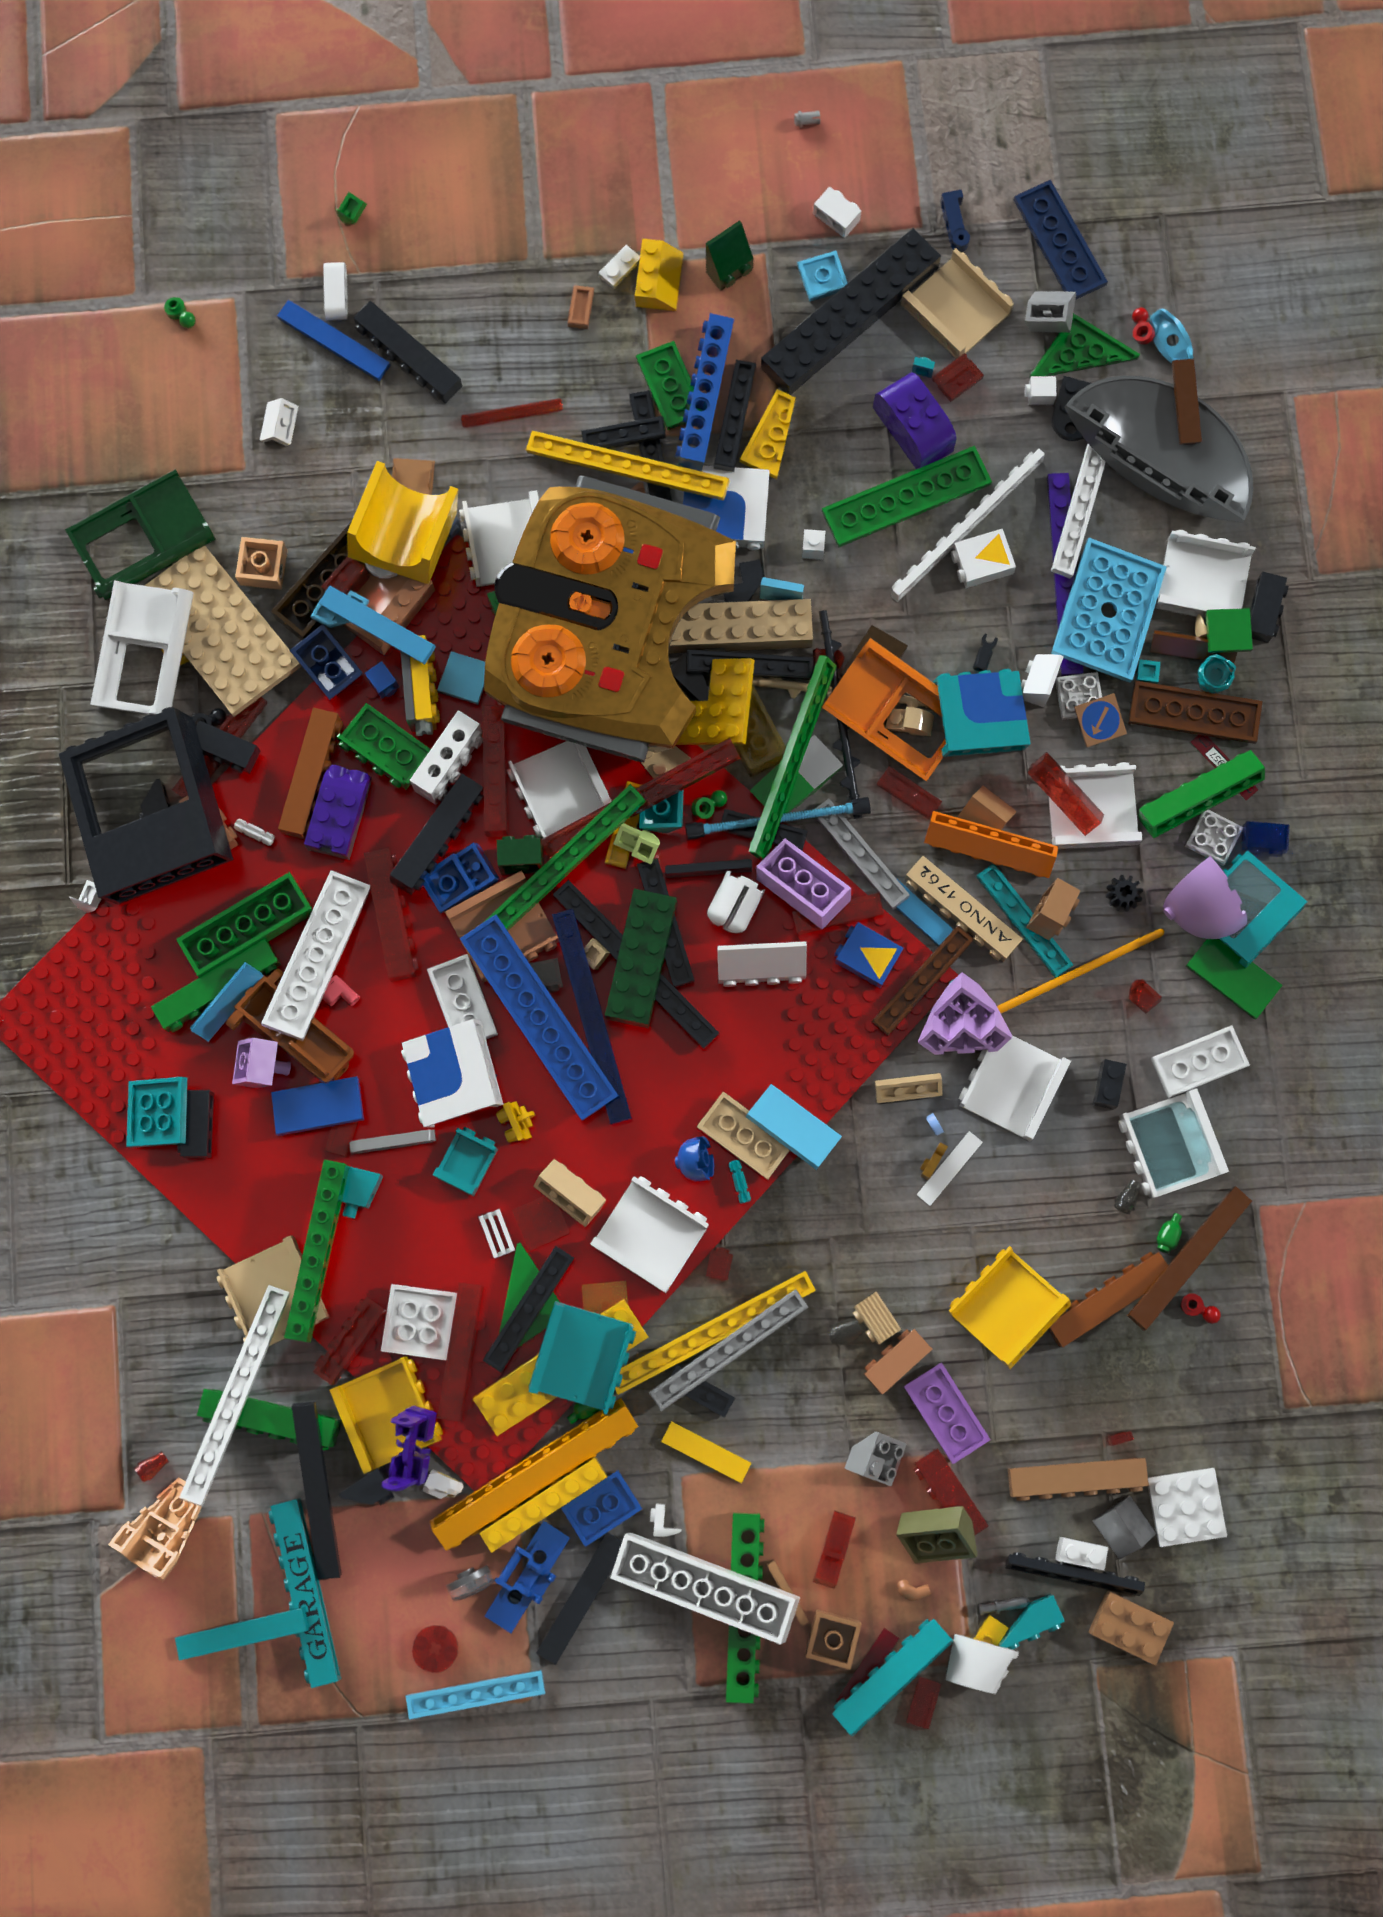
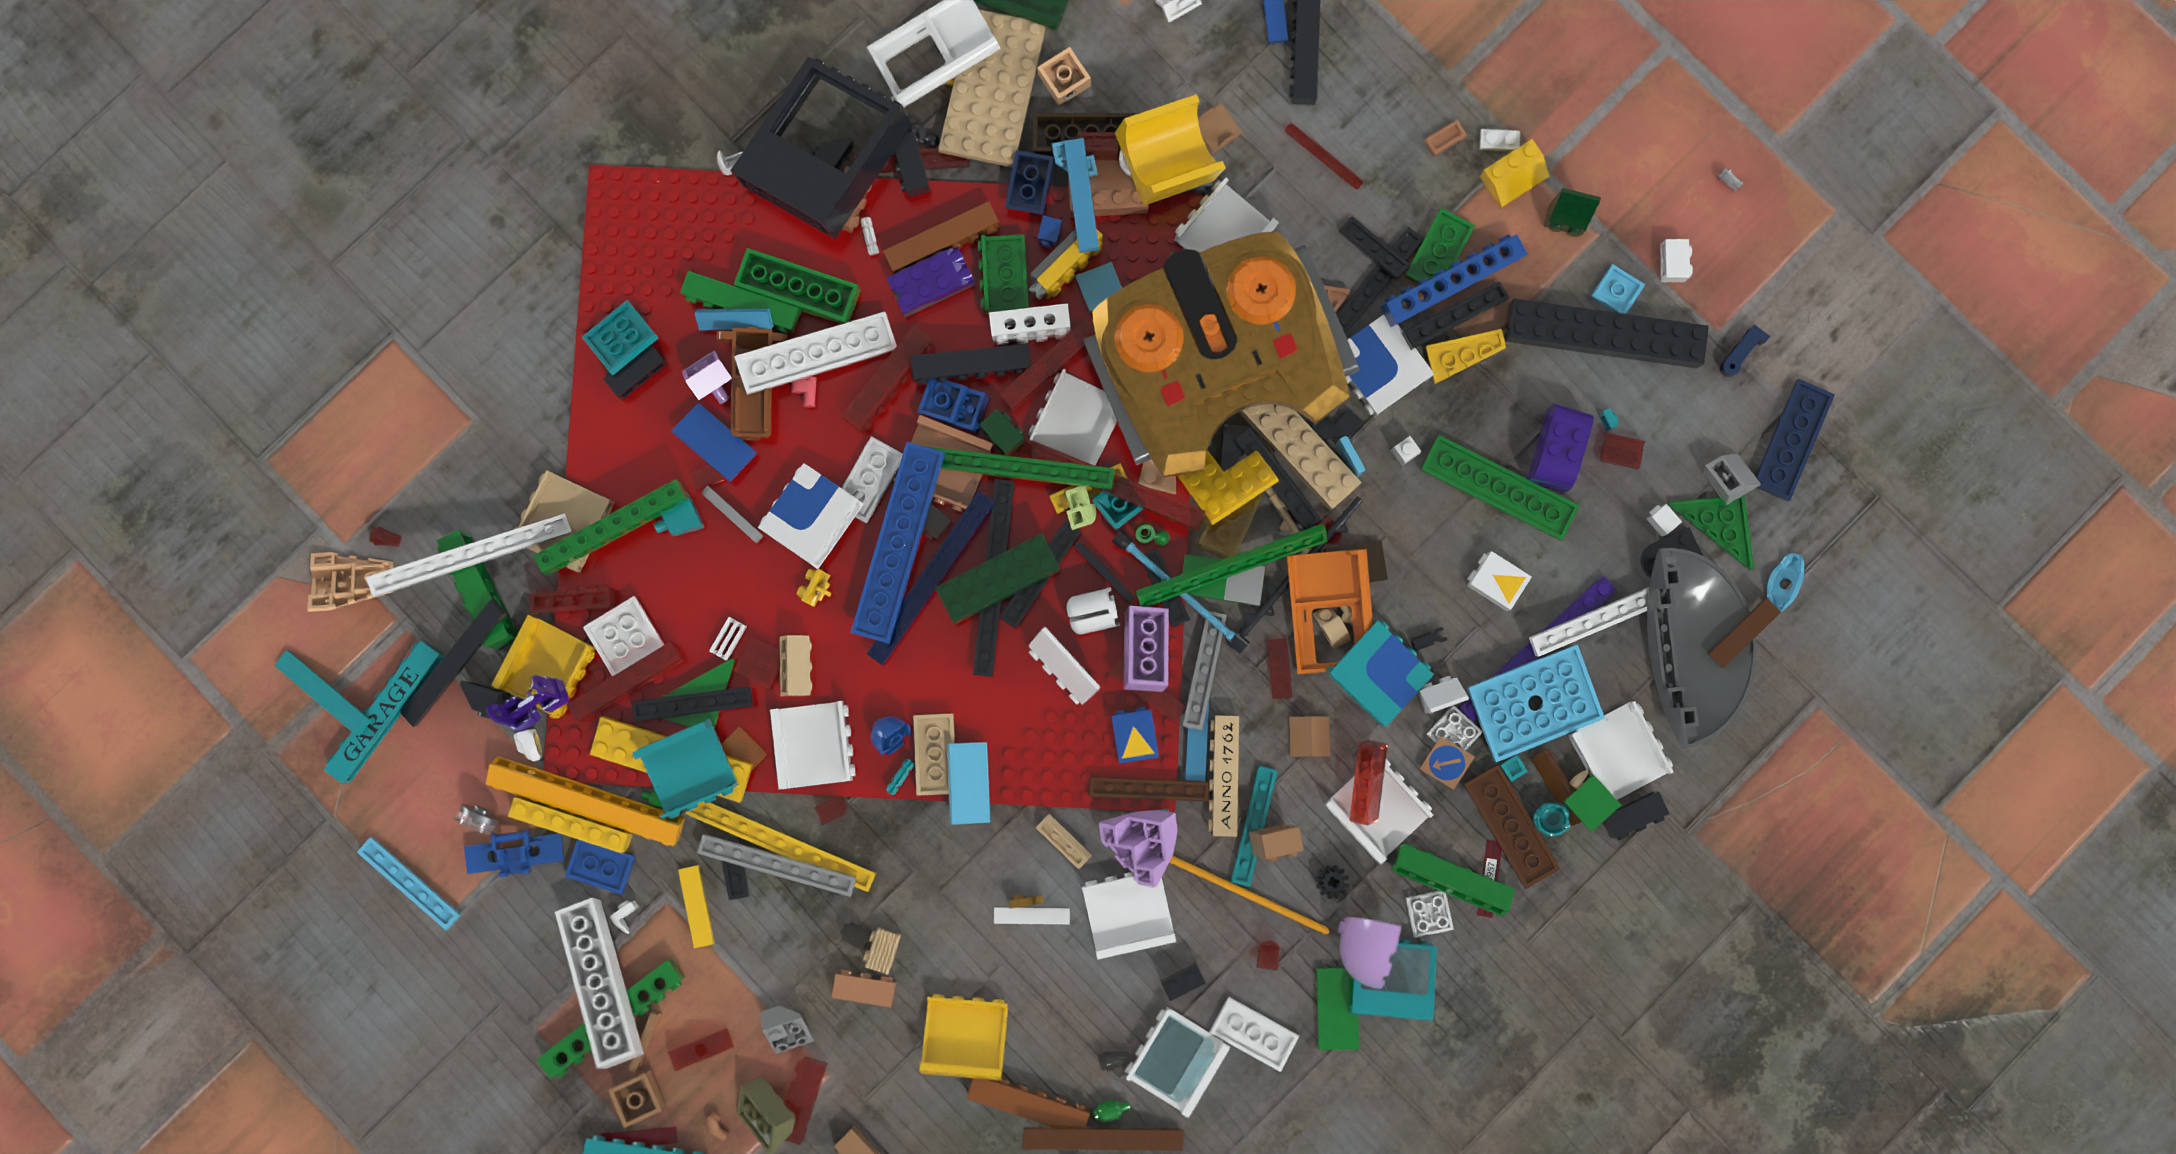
camera: 50 degrees right, 5 degrees up
(430, 1661) = (428, 826): clear red plate -> none
(466, 1161) = (759, 576): teal panel -> none
(580, 1599) = (528, 902): black tile -> none
(596, 953) = (977, 544): tan plate -> none
(628, 465) = (1352, 271): yellow plate -> none
(933, 1122) = (1052, 880): light blue tile -> none
(946, 1413) = (856, 1052): medium lavender plate -> none
(958, 305) = (1678, 406): tan panel -> none
(972, 519) = (1522, 549): white plate -> none
(991, 844) = (1288, 758): orange brick -> none
(1140, 317) = (1783, 545): red plate -> none
(1265, 837) = (1458, 952): clear blue brick -> none

